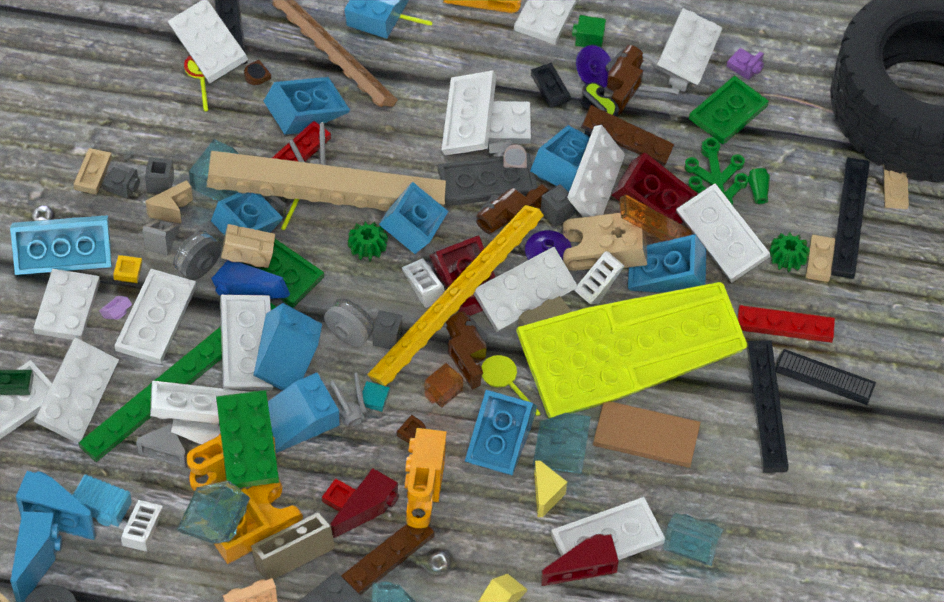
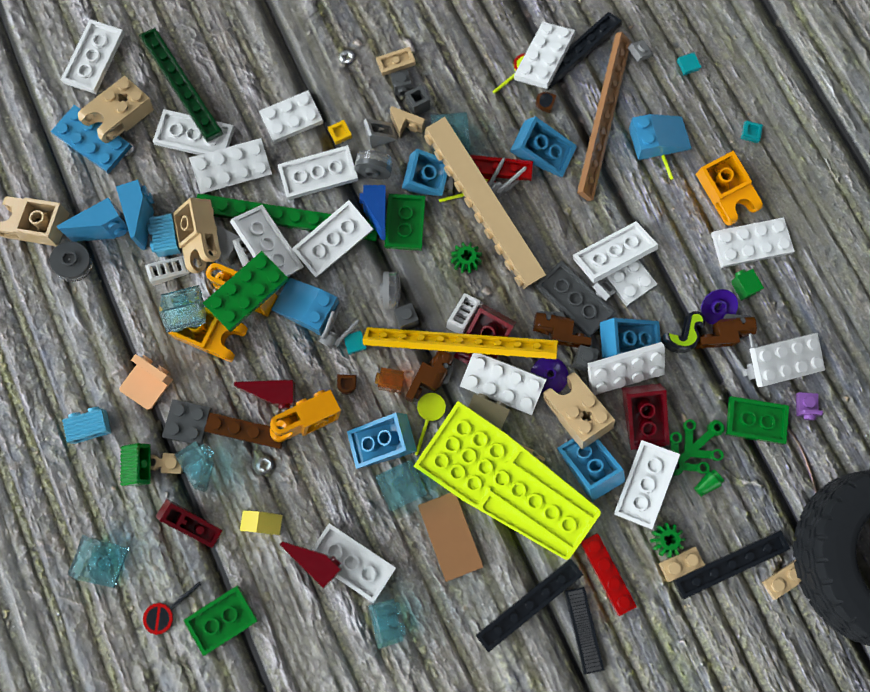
camera: 55 degrees right, 20 degrees up
(61, 244) = (328, 82): medium azure slope -> none
(115, 308) = (305, 146): lavender plate -> none
(131, 461) = (196, 233): none -> tan brick
(248, 246) = (397, 189): tan brick -> none
(286, 346) = (343, 266): dark azure slope -> none
(293, 547) = (204, 370): dark tan brick -> none
(337, 494) = (265, 371): red plate -> none
(414, 218) = (501, 275): dark azure slope -> none
(515, 157) = (601, 305): tile -> none
(548, 488) = (359, 499): light yellow slope -> none
(550, 85) = (682, 288): black plate -> none
(599, 291) = (532, 425): white slope -> none
(629, 135) = (677, 367): reddish brown plate -> none
(651, 220) = (612, 434): clear orange tile -> none

